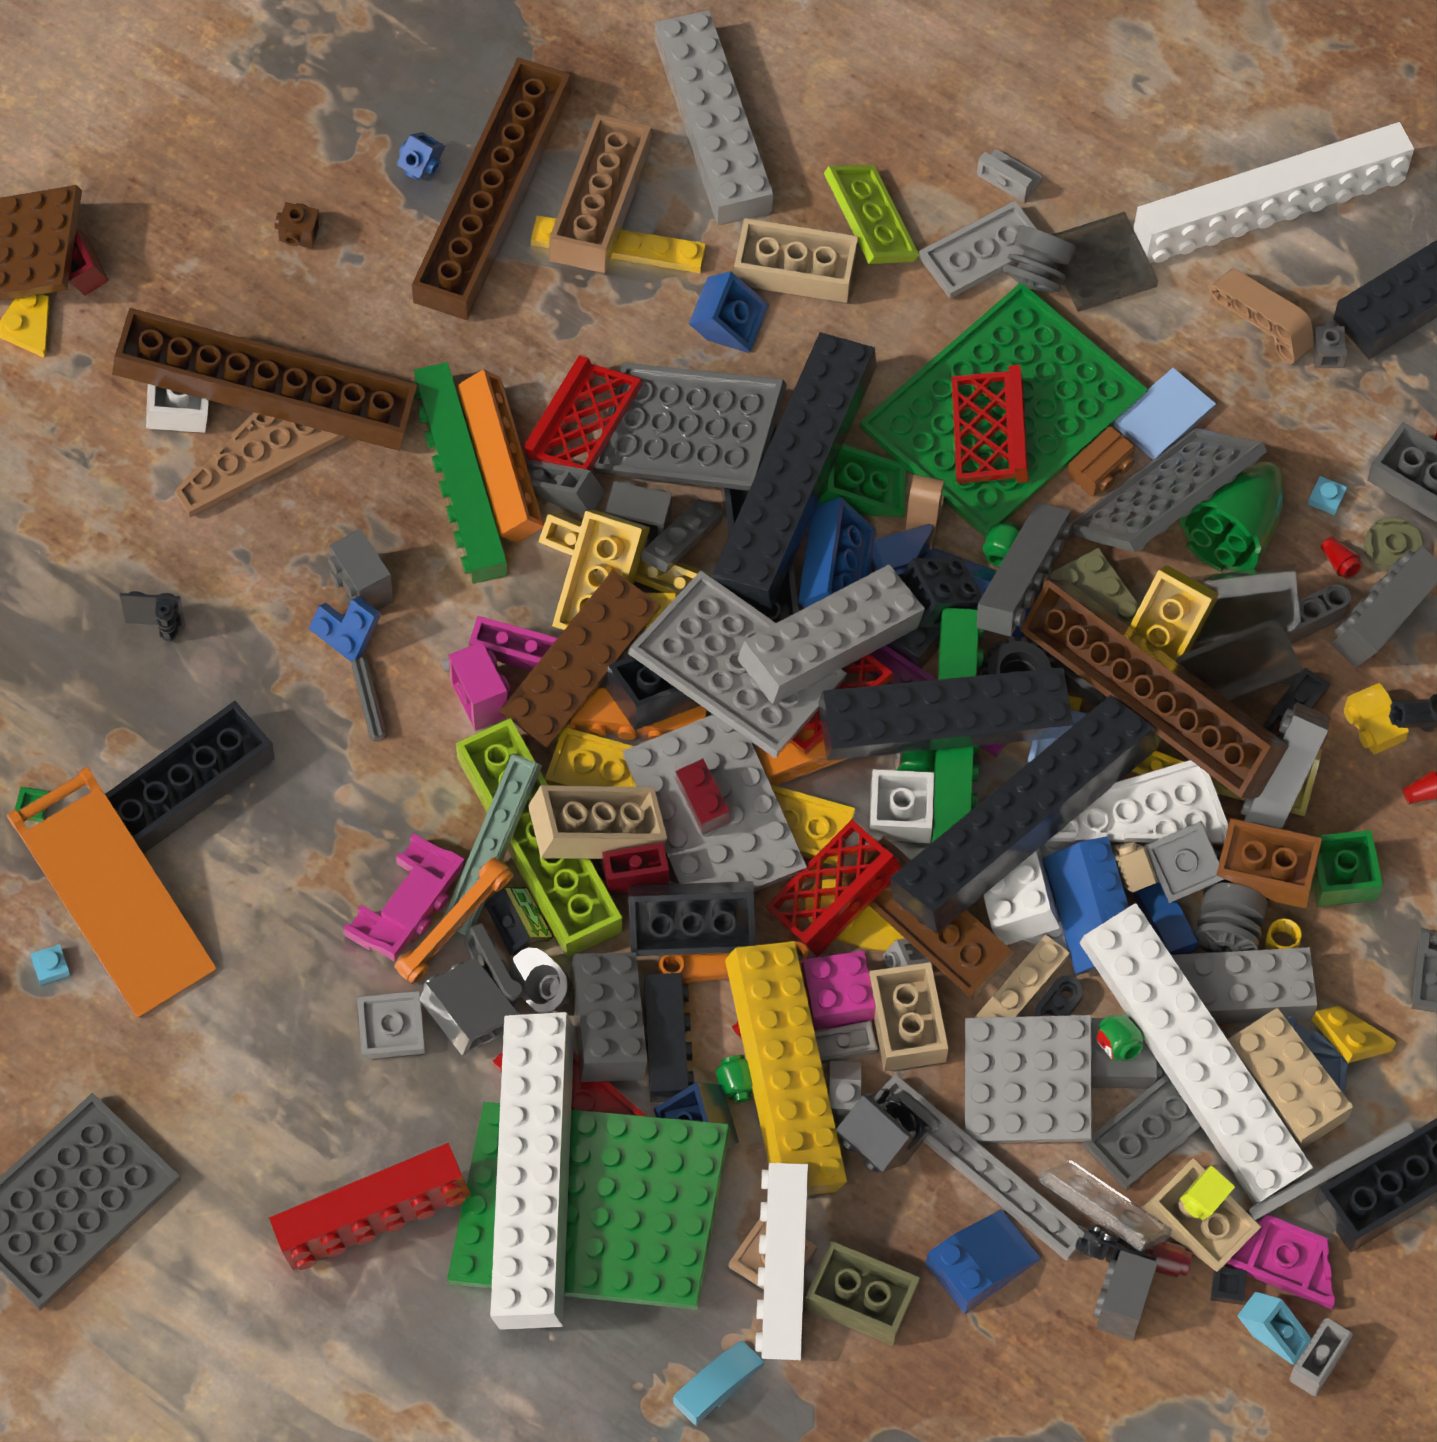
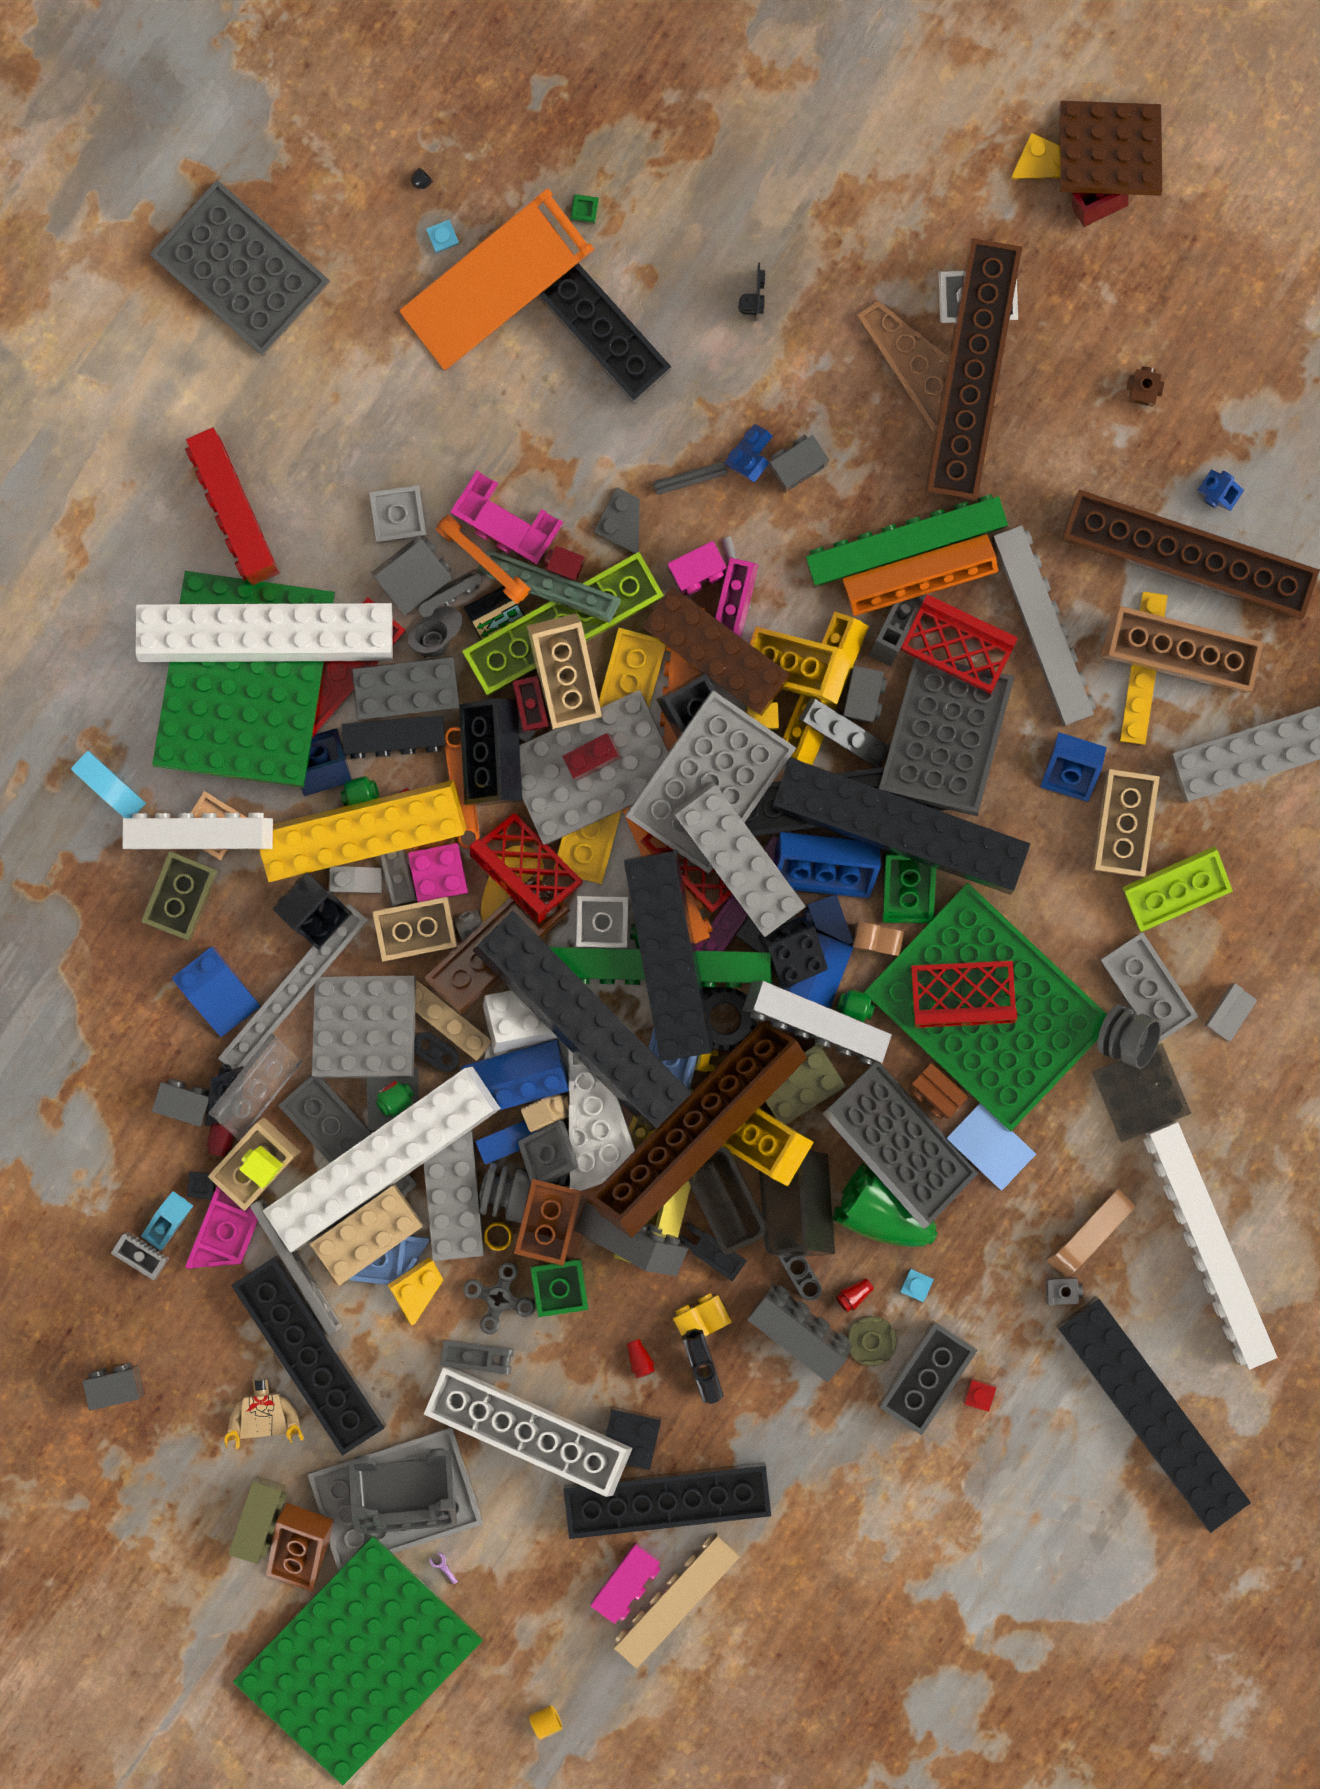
camera: 90 degrees right, 25 degrees up
(416, 776) = (621, 521): none -> dark grey wing
(463, 826) = (564, 563): none -> dark red brick
(569, 335) = (1043, 625): none -> light grey brick
(1369, 944) = (495, 1309): none -> dark grey gear

